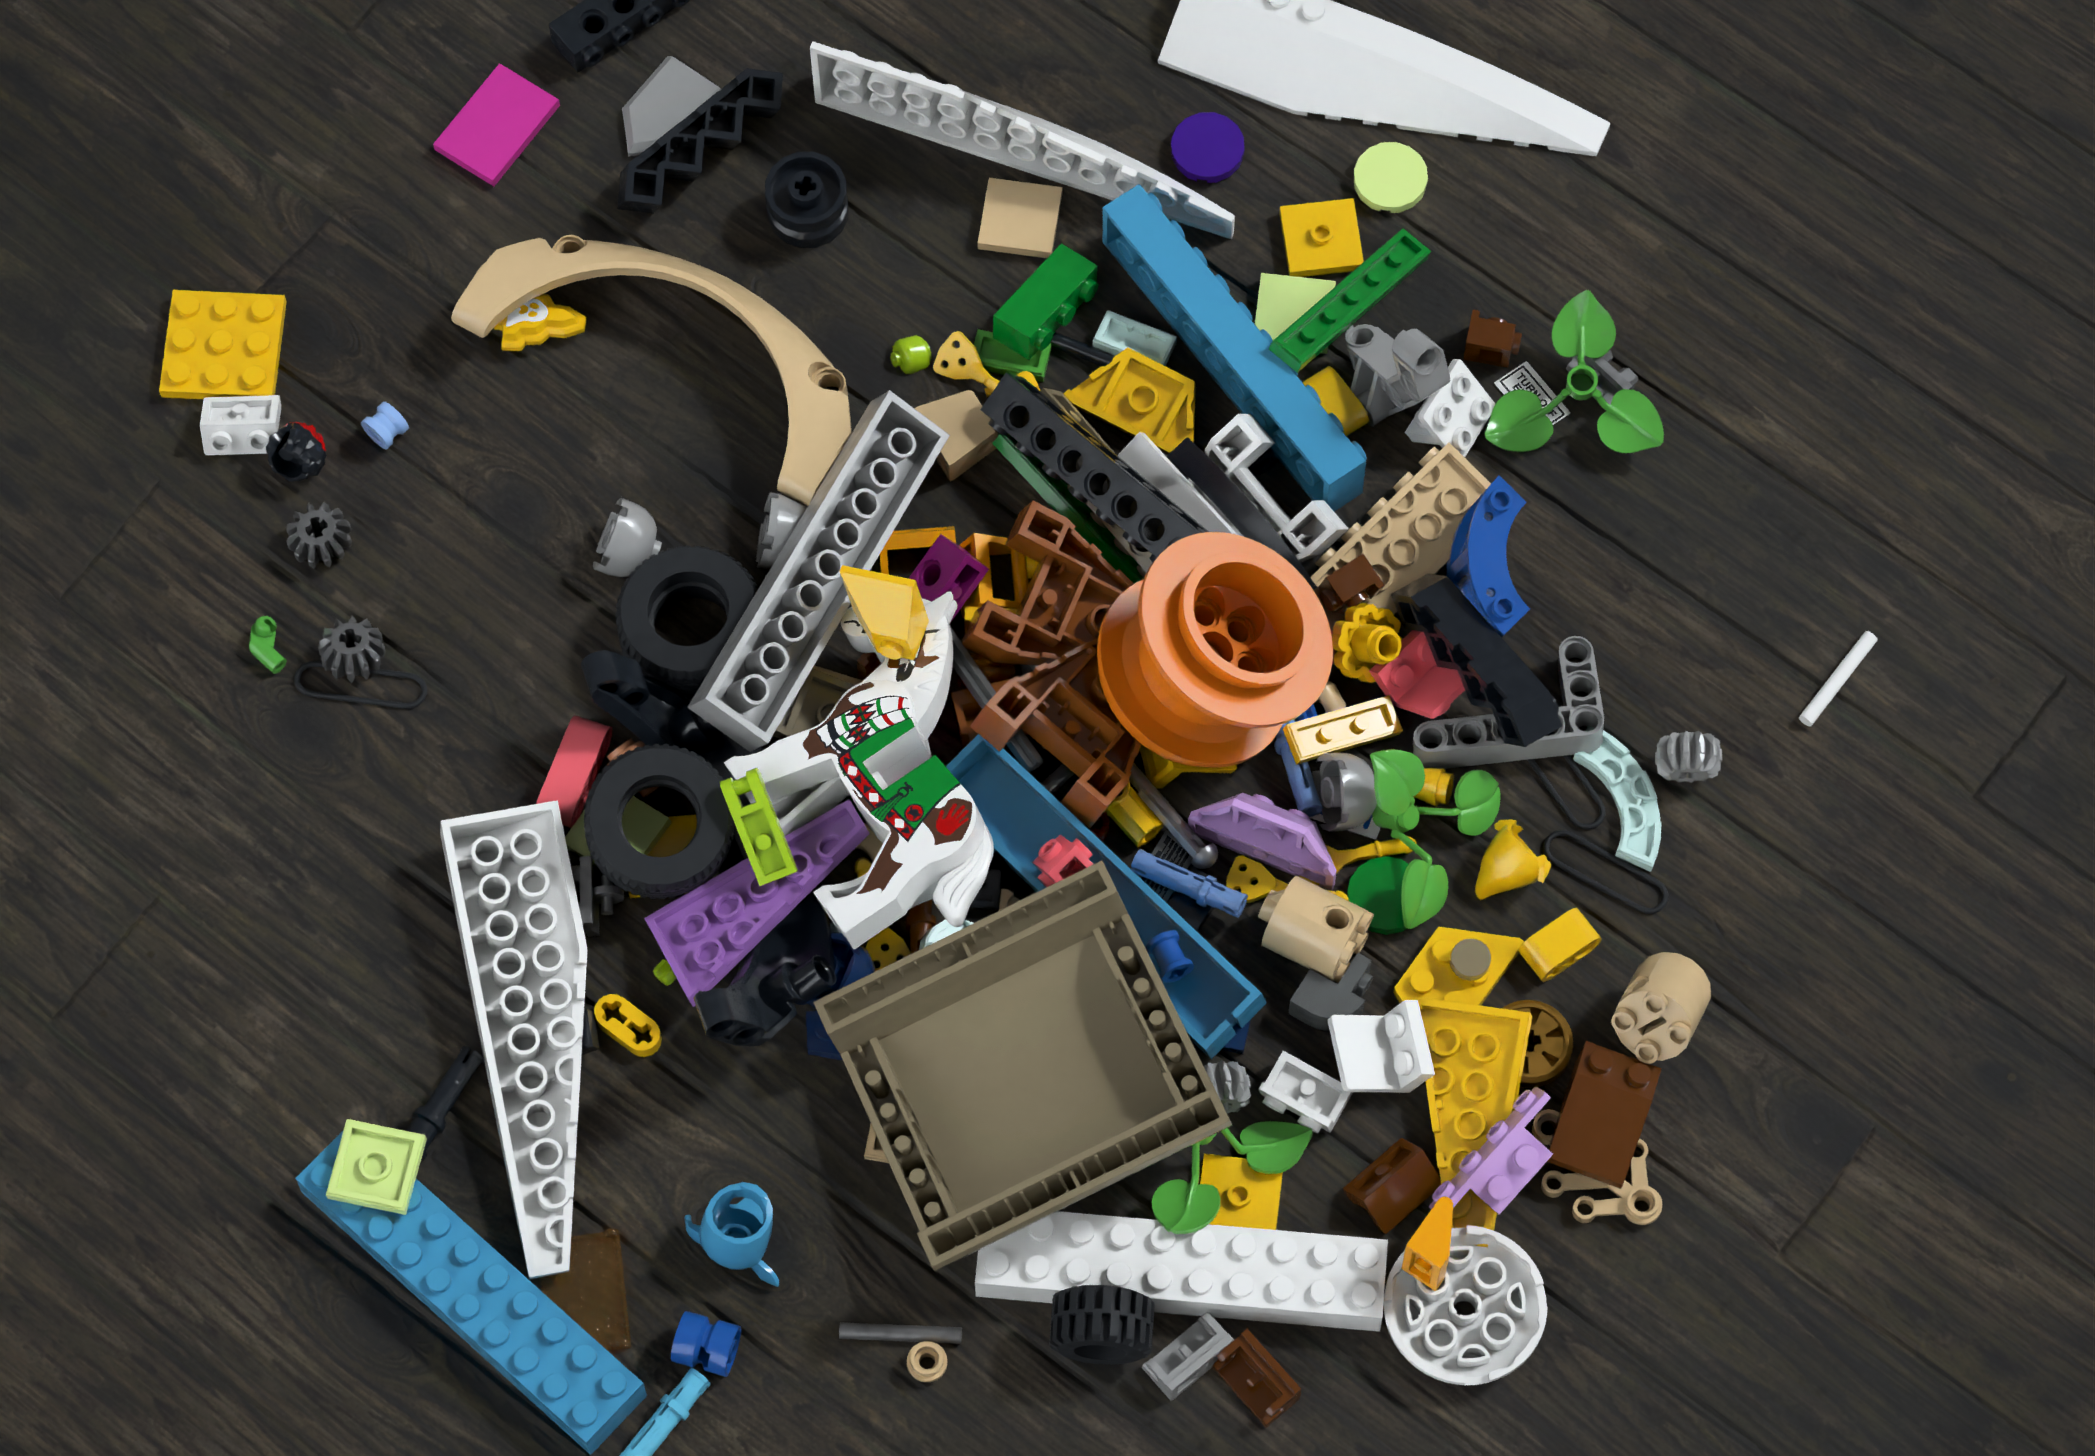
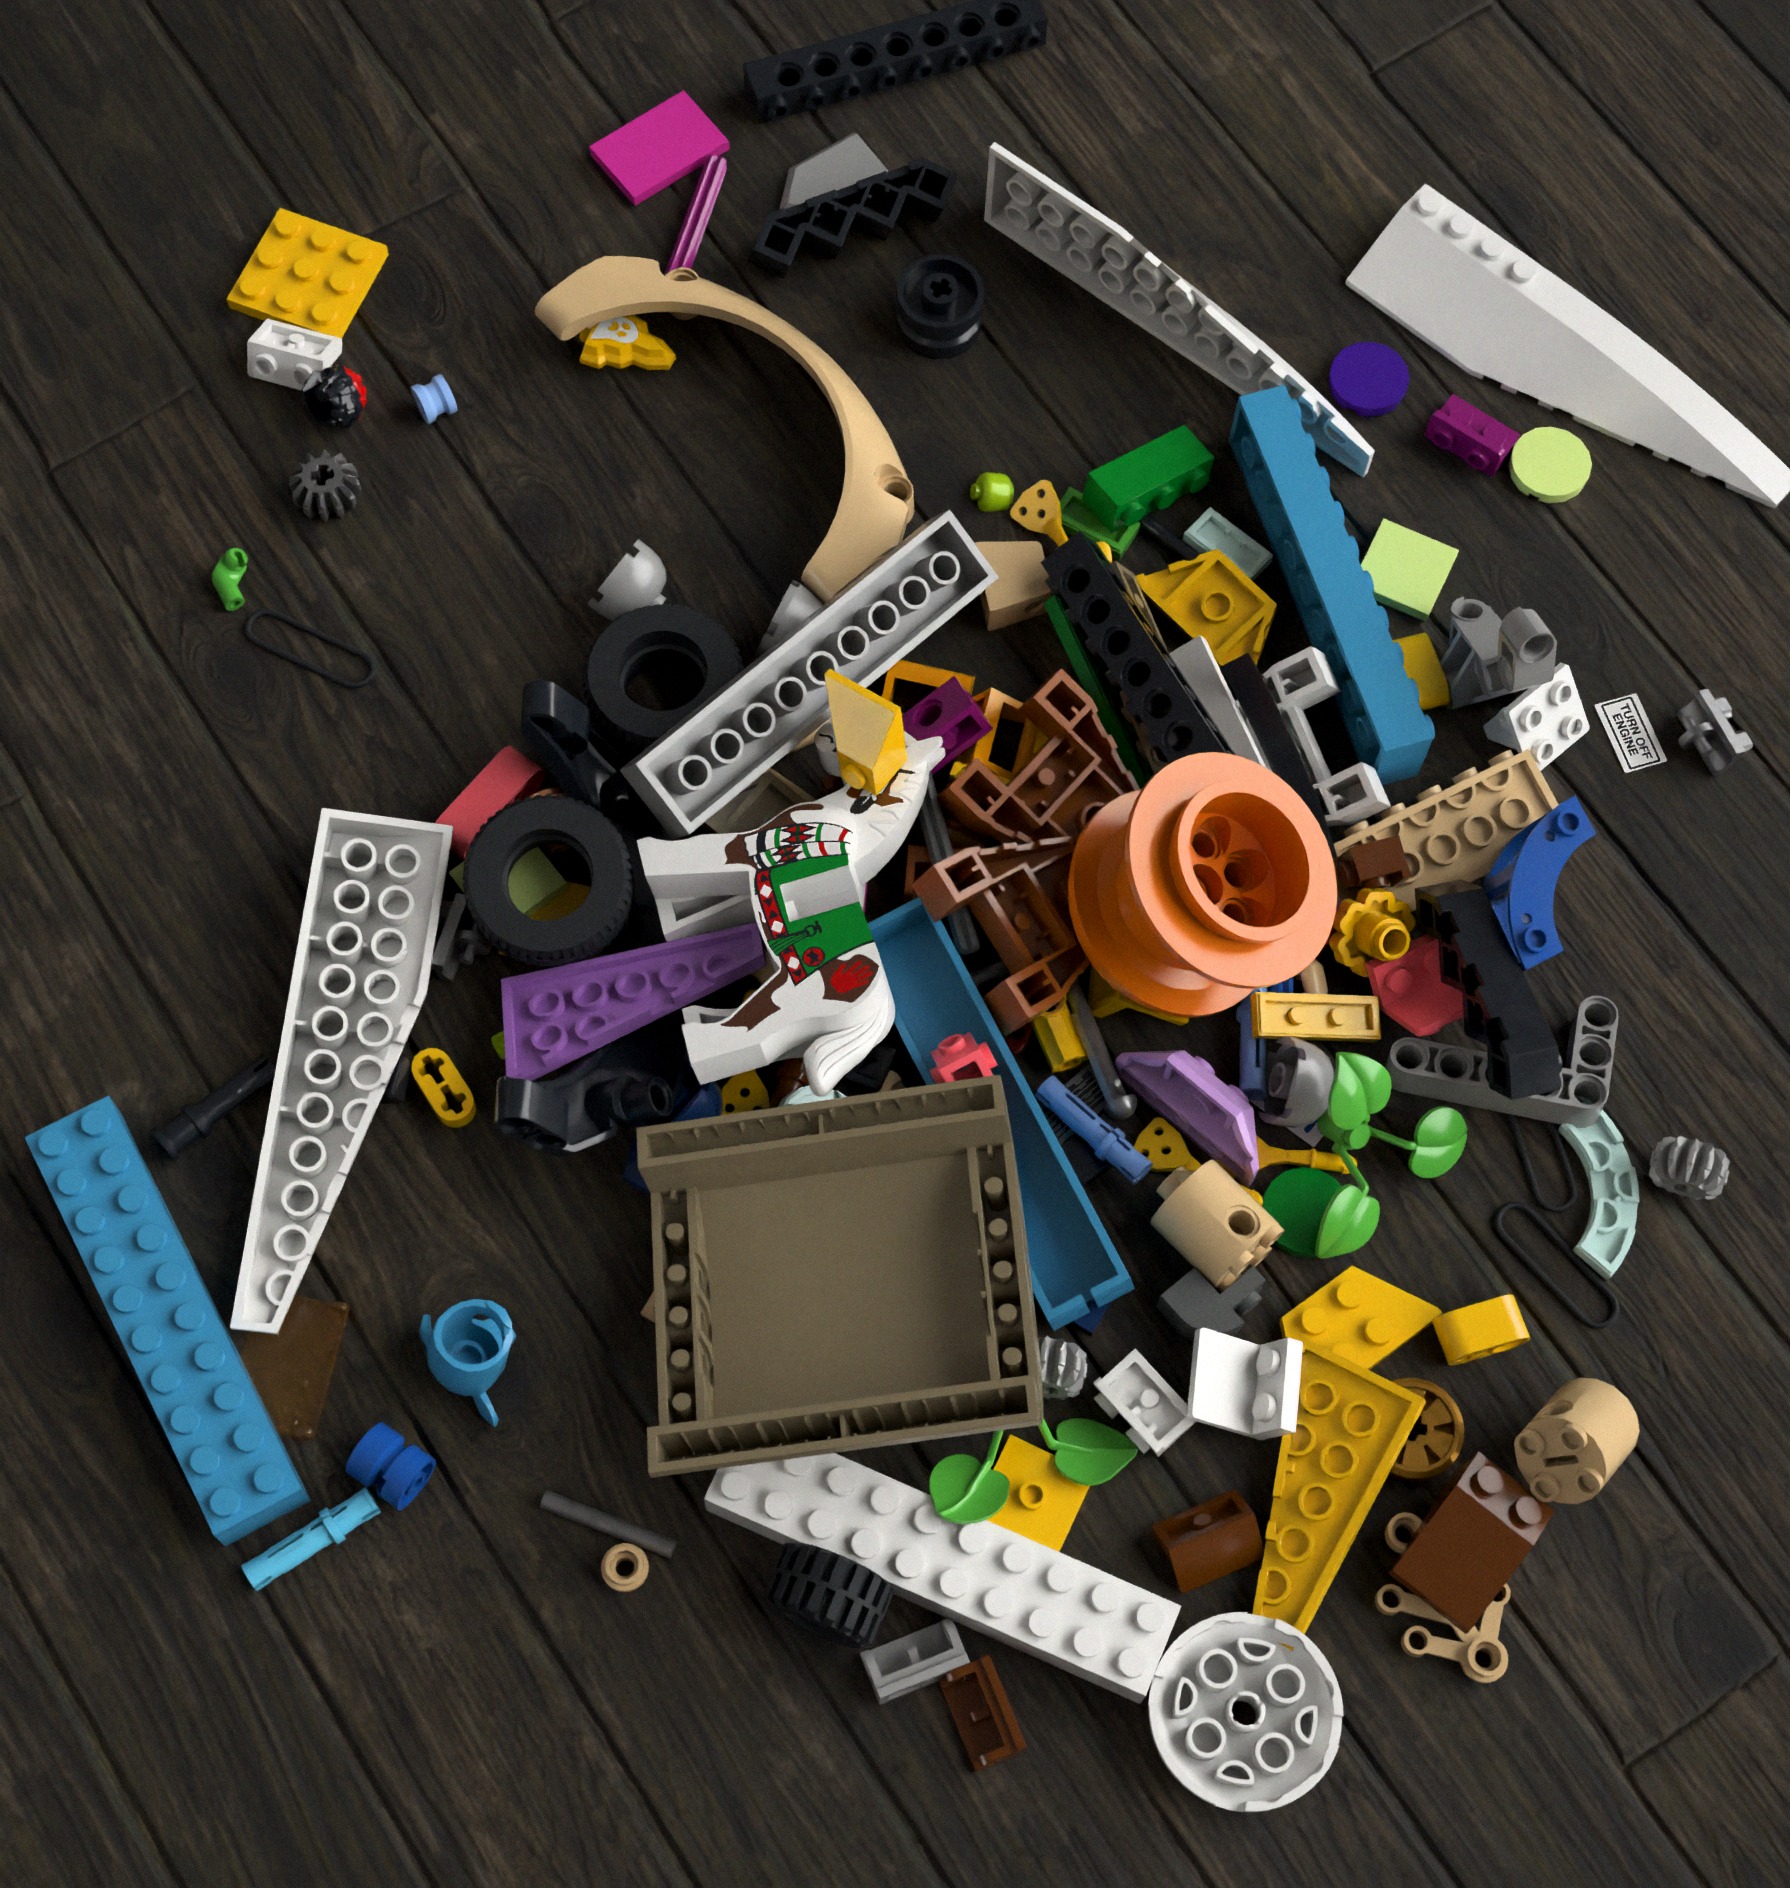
camera: 15 degrees right, 0 degrees up
(351, 649) = (311, 608): flat silver gear -> none
(376, 1166) = (109, 1153): yellowish green tile -> none
(556, 179) = (698, 213): none -> magenta axle
(759, 828) = (647, 920): lime plate -> none
(1020, 218) = (1151, 390): tan tile -> none
(1169, 956) = (1042, 1204): blue bush -> none
(1314, 171) = (1471, 435): none -> magenta bracket
(1321, 237) = (1458, 503): yellow plate -> none
(1349, 300) = (1467, 571): green tile -> none
(1429, 1248) = (1226, 1636): light orange tile -> none
(1437, 786) = (1399, 1111): yellow cone -> none
(1470, 959) = (1376, 1314): dark tan tile -> none
(1491, 340) = (1605, 659): reddish brown brick -> none
(1504, 1160) = (1339, 1560): lavender bracket -> none
(1509, 863) = (1453, 1221): yellow hat -> none
(1580, 331) = (1711, 677): bright green plant -> none

